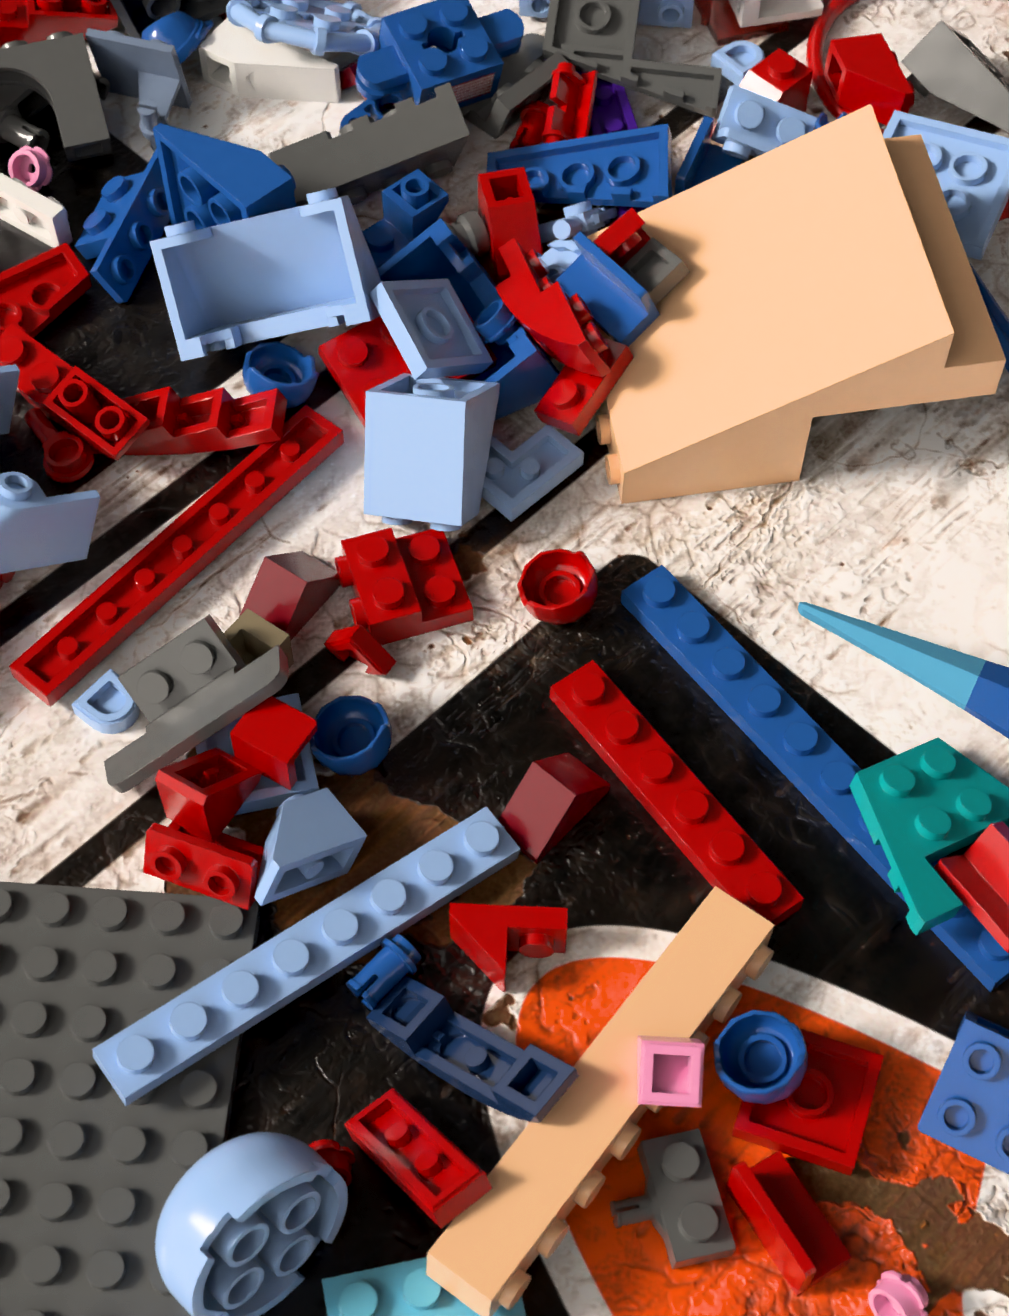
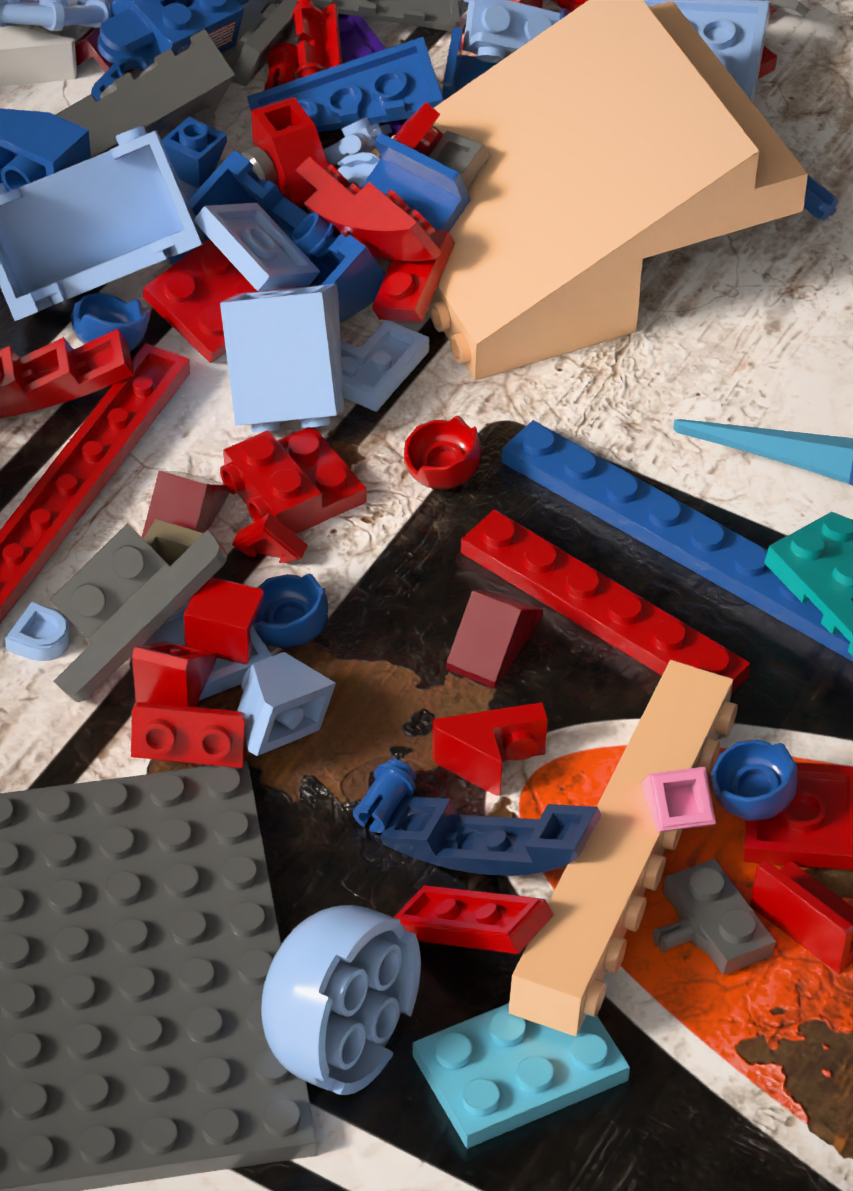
camera: 15 degrees left, 10 degrees down
(303, 956) = (308, 793): light blue plate -> none

